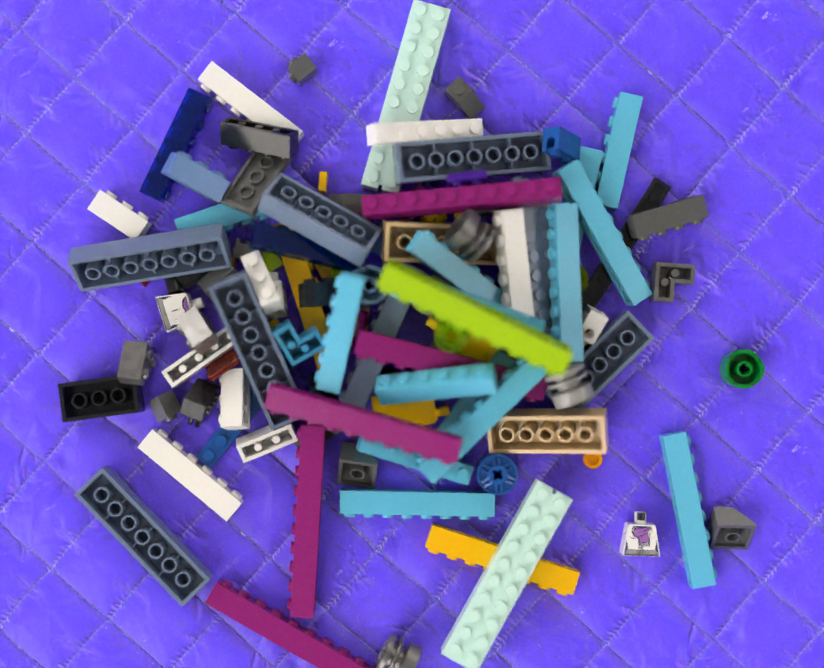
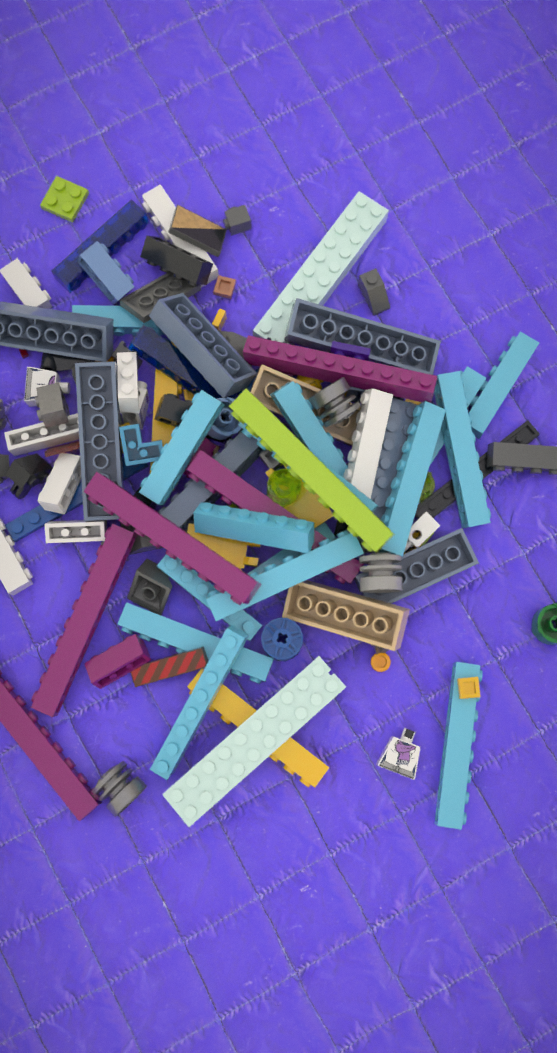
camera: 20 degrees right, 10 degrees down
(119, 107) = (64, 199): none -> lime plate
(267, 98) = (197, 230): none -> tile
(272, 261) = (146, 373): lime tile -> none
(315, 144) = (224, 287): none -> nougat plate
(352, 546) = (117, 661): none -> magenta brick
(393, 132) = (291, 287): white brick -> none
(402, 534) = (170, 666): none -> tile
(443, 558) = (199, 702): none -> medium azure brick
(561, 144) = (448, 355): blue brick -> none
(666, 276) = (508, 512): flat silver brick -> none
(682, 457) = (468, 687): none -> yellow tile
(730, 529) = (494, 780): dark grey slope -> none

